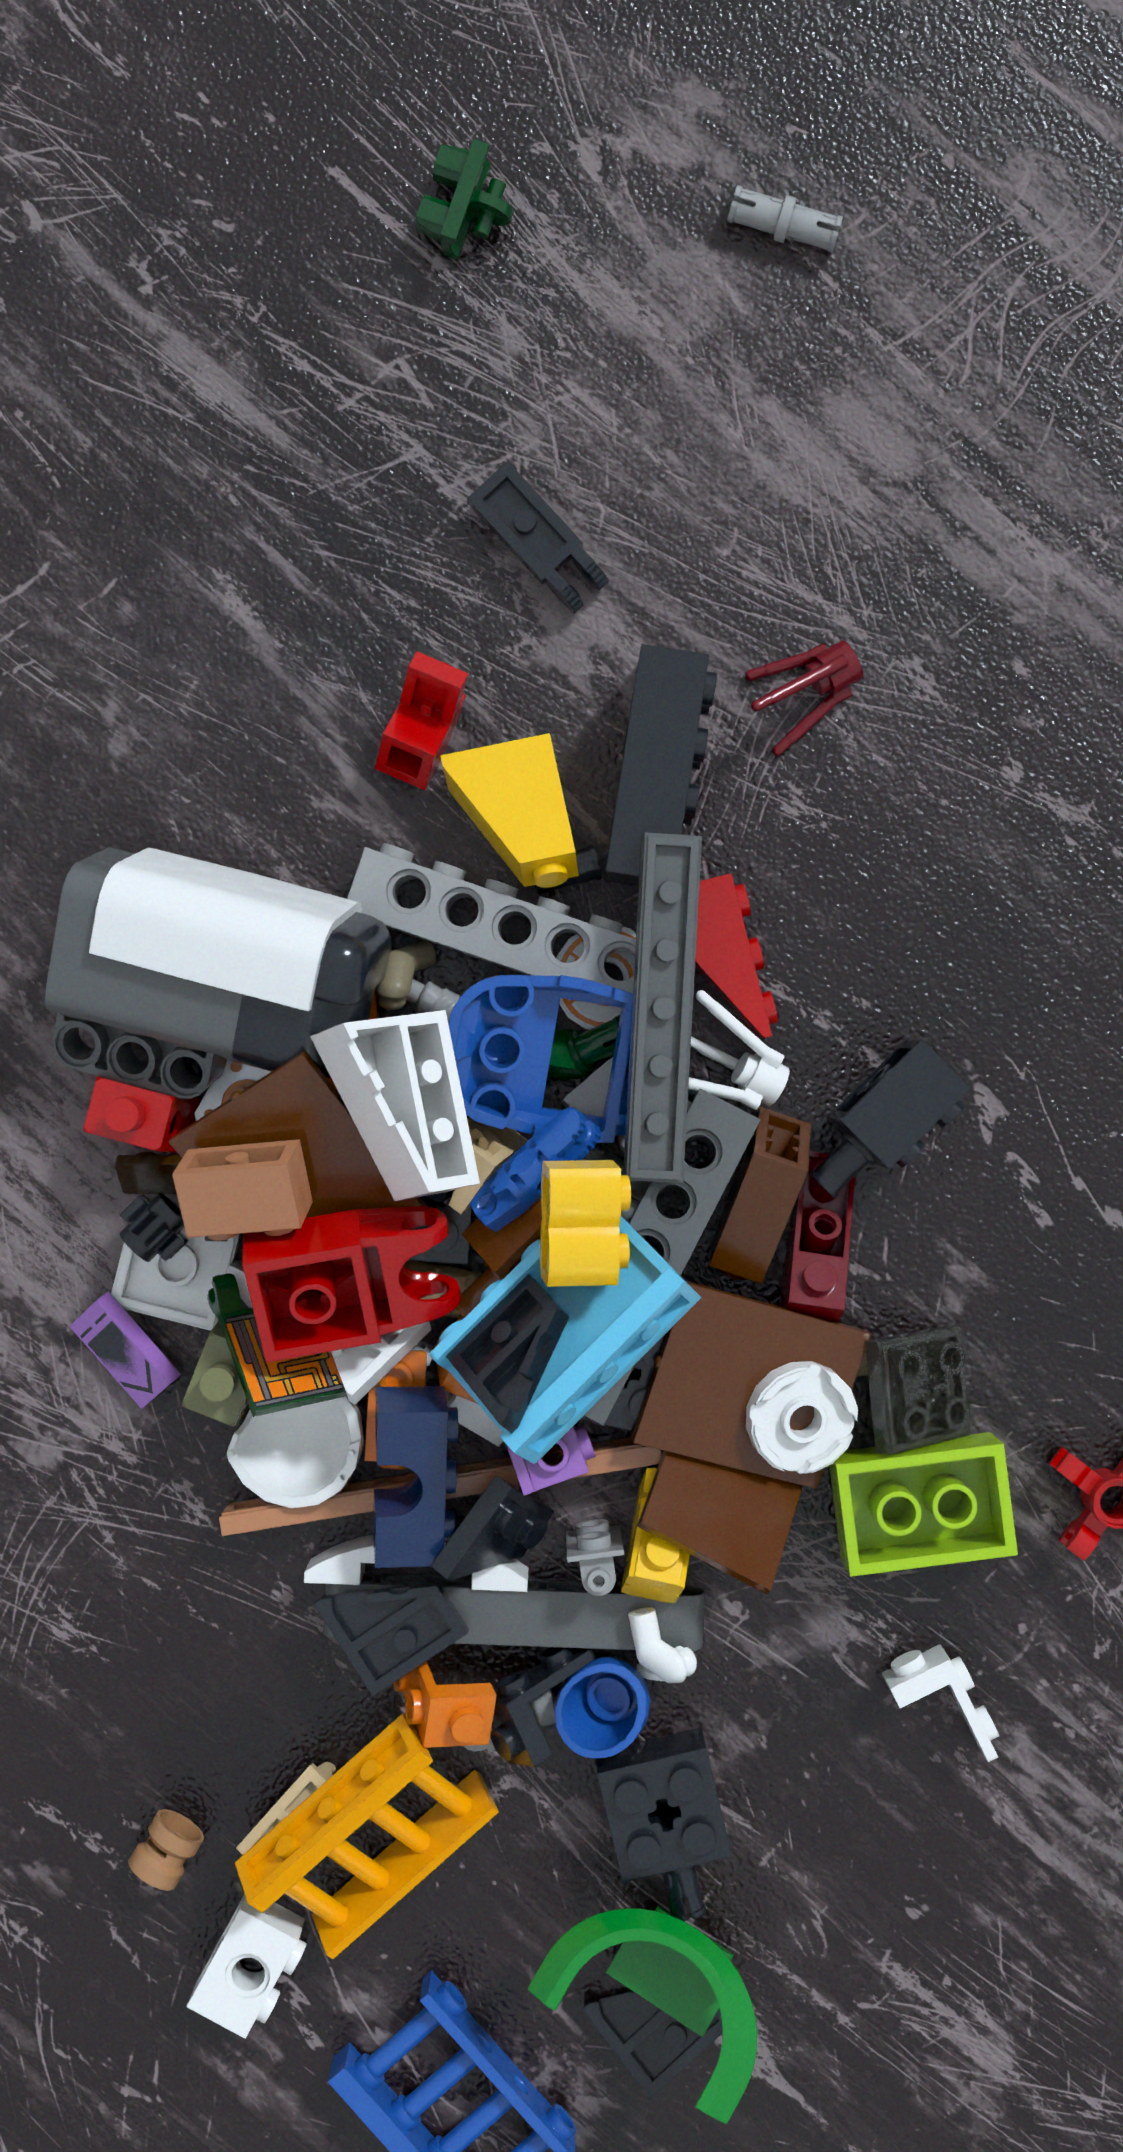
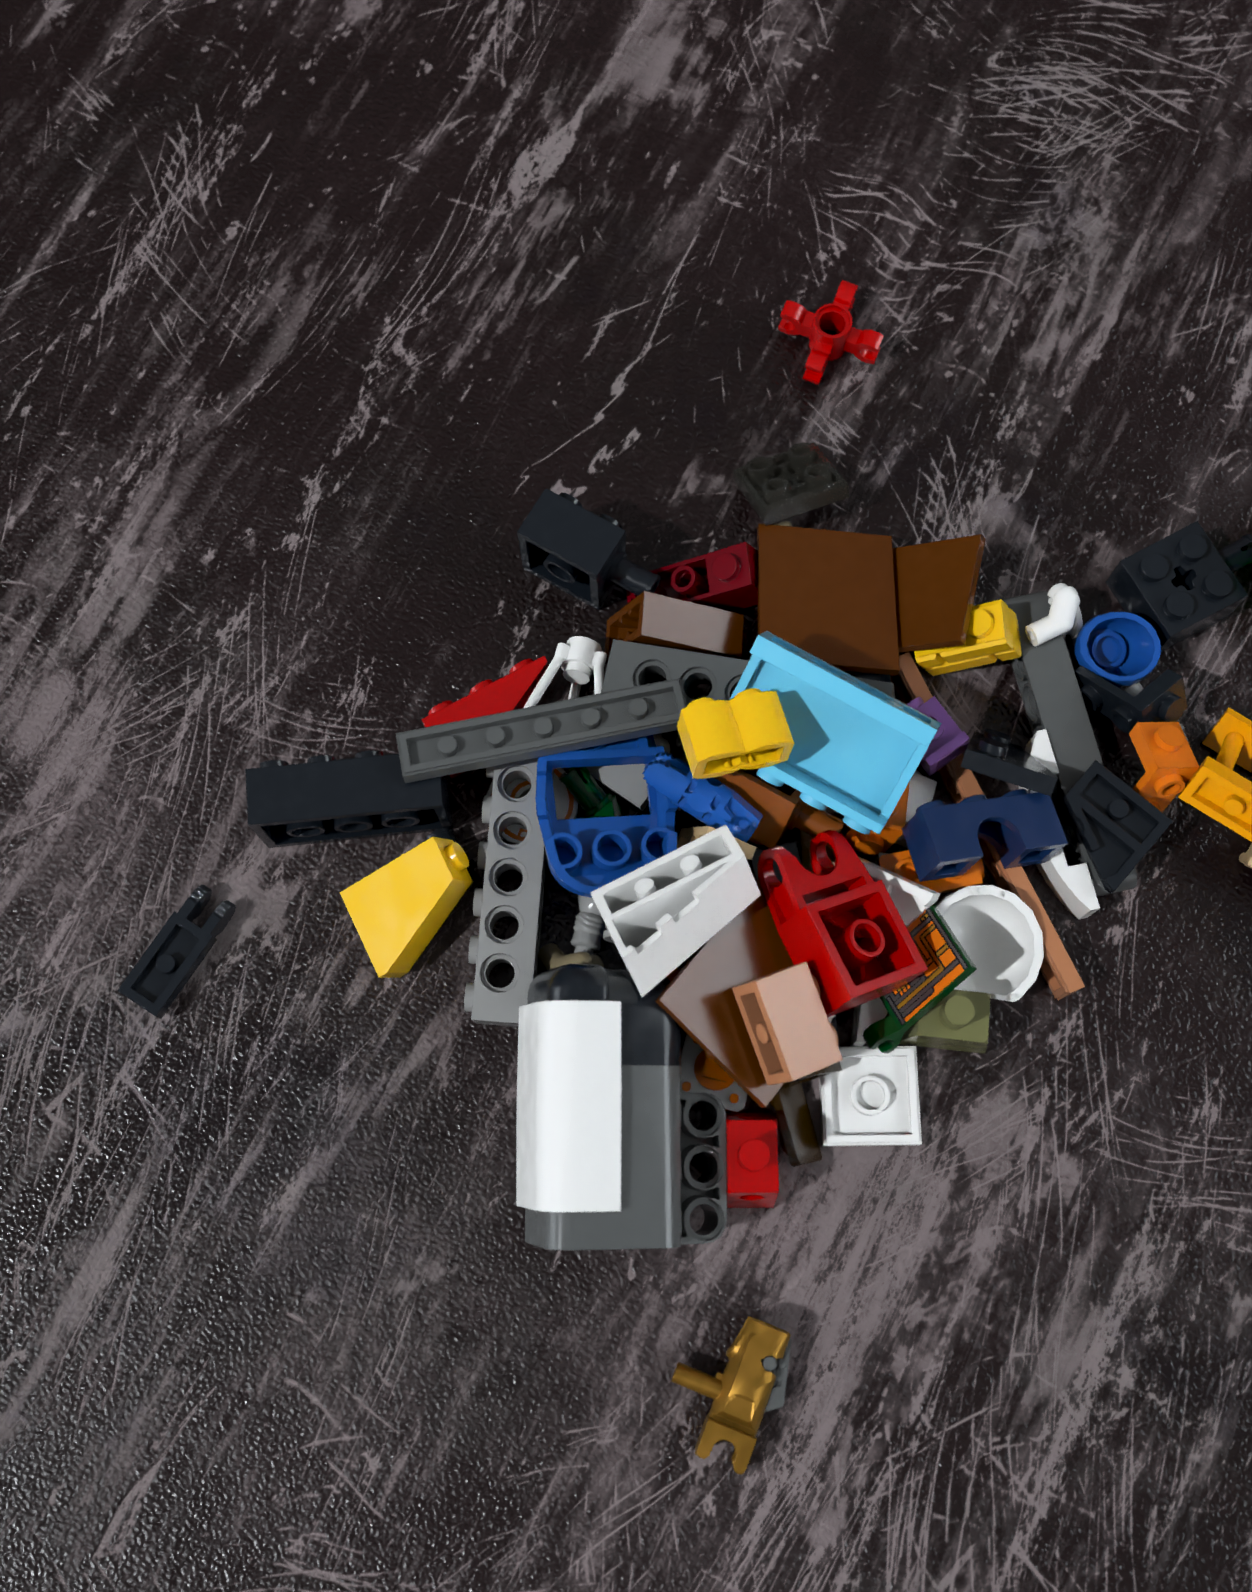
camera: 105 degrees left, 15 degrees down
(124, 1350) = (955, 1118): medium lavender tile -> none
(153, 1227) = (843, 1114): black gear -> none
(422, 721) = (352, 1002): red brick -> none
(510, 1351) = (855, 764): black wing -> none
(594, 1547) = (996, 682): light grey hinge -> none
(784, 1392) = (836, 575): white tile -> none
(830, 671) = (243, 693): dark red plant -> none
(920, 1674) = (1004, 424): white bracket -> none
(923, 1505) = (881, 456): lime brick -> none

